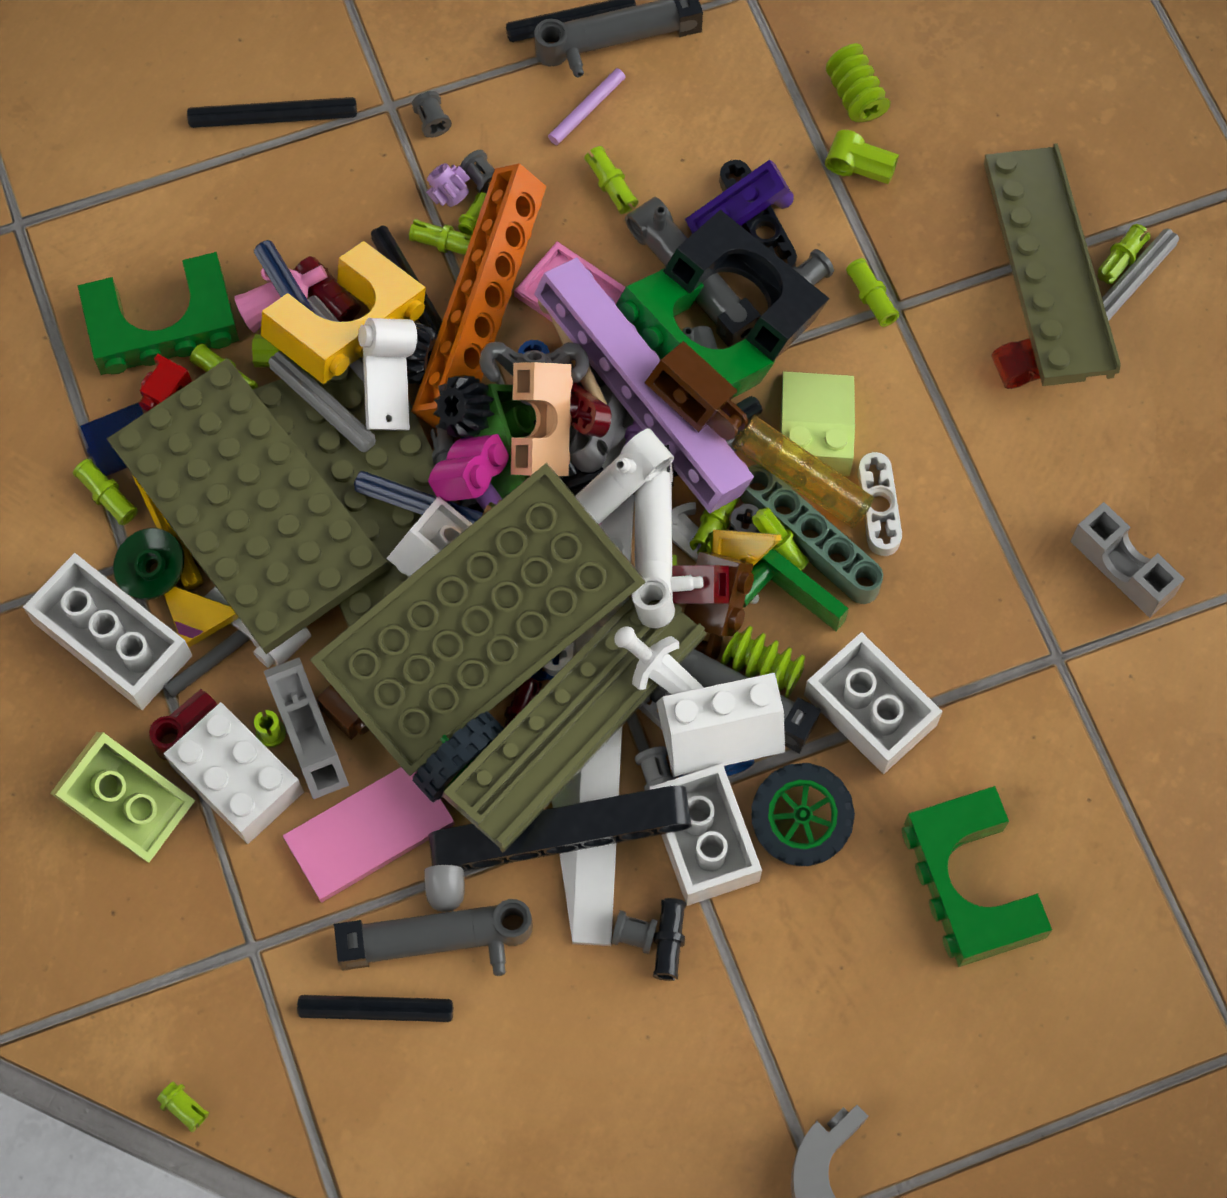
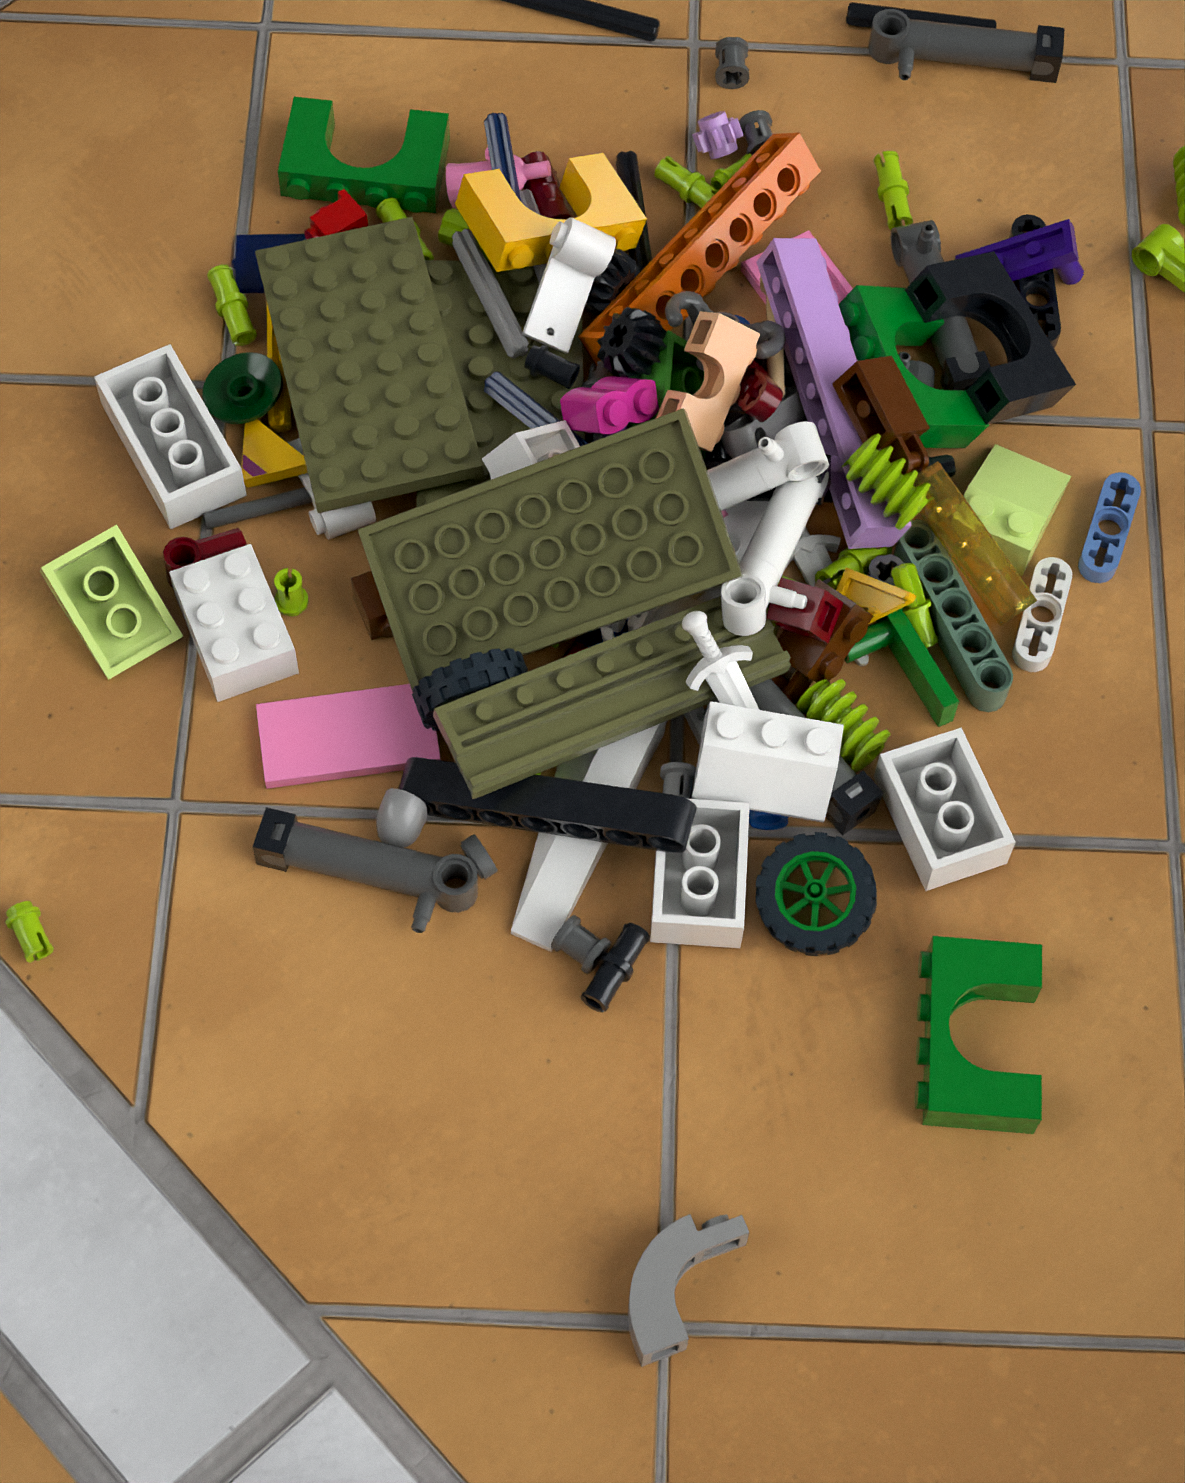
camera: 20 degrees right, 5 degrees down
(306, 728) = (328, 603): light grey arch -> none
(375, 1008) = (273, 914): black axle -> none
(402, 448) = (551, 366): none -> black pin
(521, 892) = (479, 856): none -> dark grey tile
(586, 106) = (899, 112): lavender bar -> none
(724, 450) = (887, 481): none -> lime piece
(815, 267) = (1076, 351): dark grey bush -> none
(872, 292) = (1127, 399): lime pin -> none
(895, 422) = (1113, 543): none -> medium blue beam

